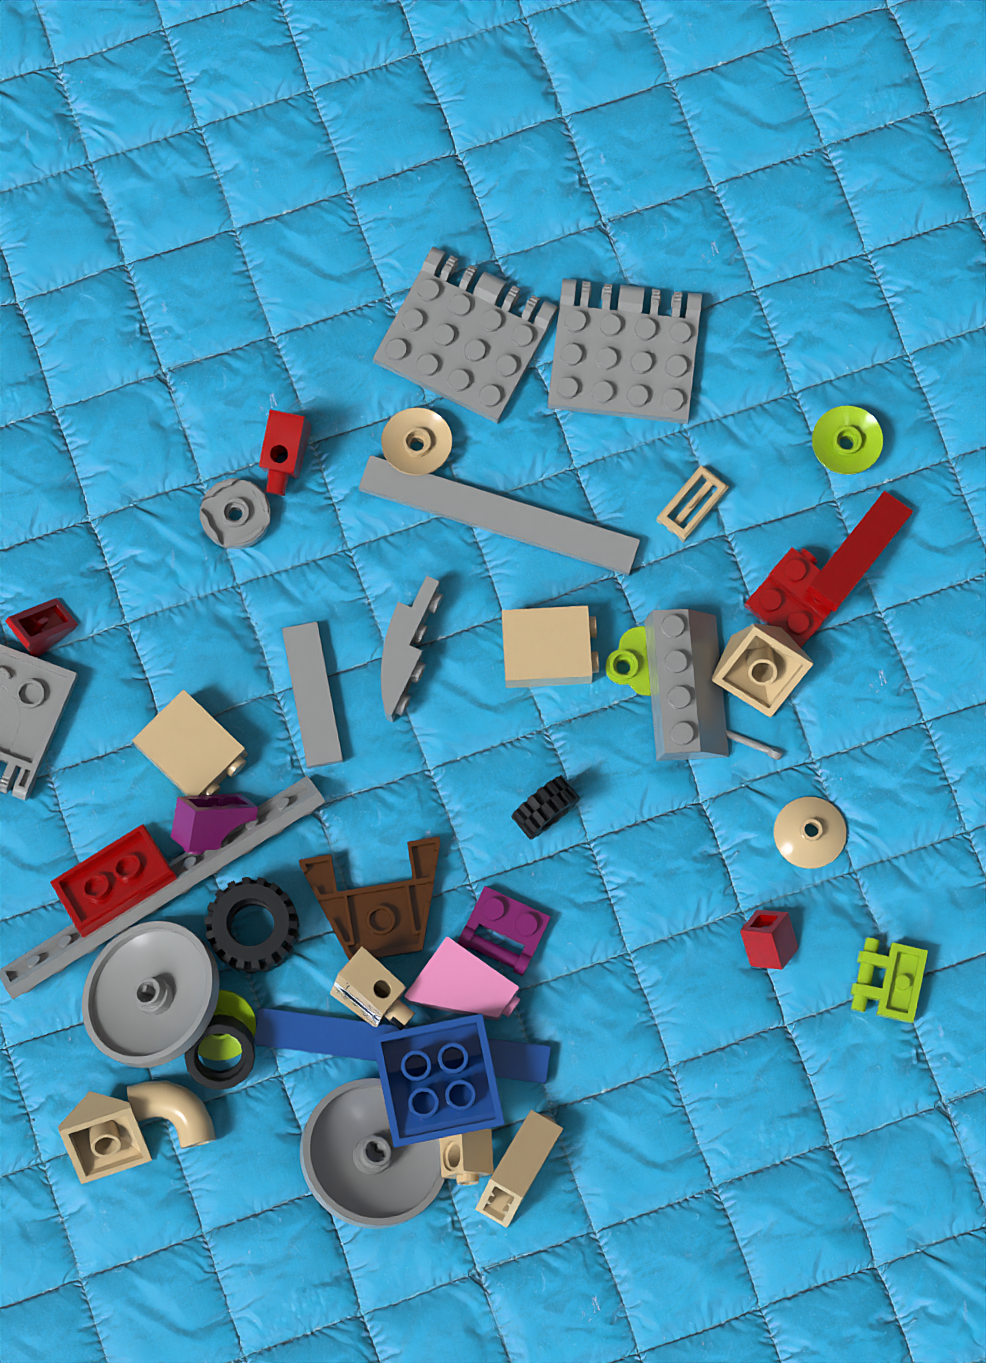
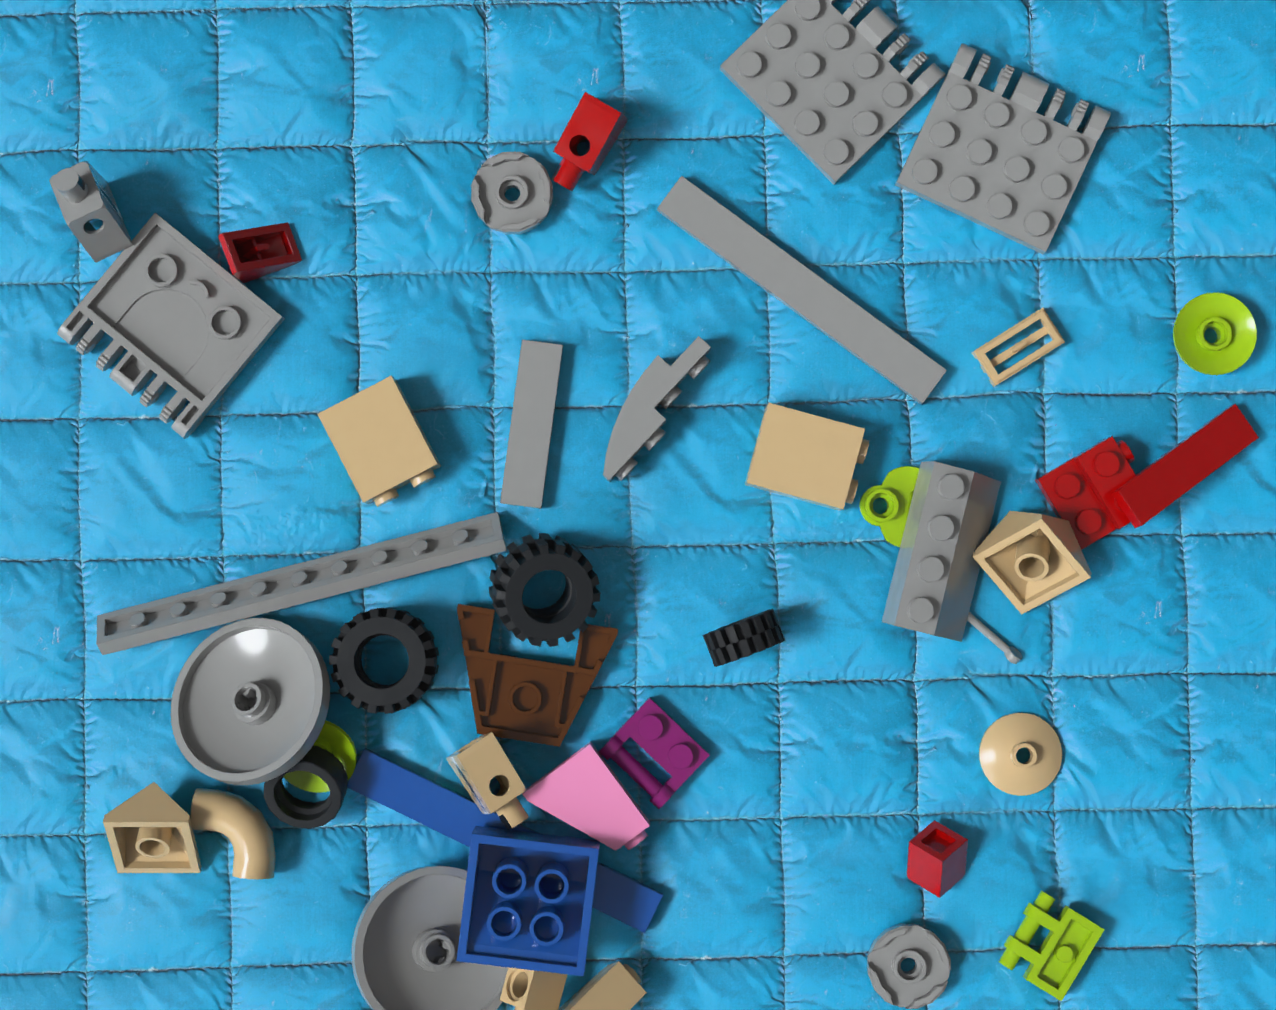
camera: 15 degrees right, 10 degrees up
(113, 880) = (250, 560): red tile -> none
(206, 820) = (372, 528): magenta arch -> none
(396, 822) = (561, 617): none -> black tyre
(416, 426) = (741, 158): tan dish -> none
(787, 1020) = (913, 987): none -> light grey plate

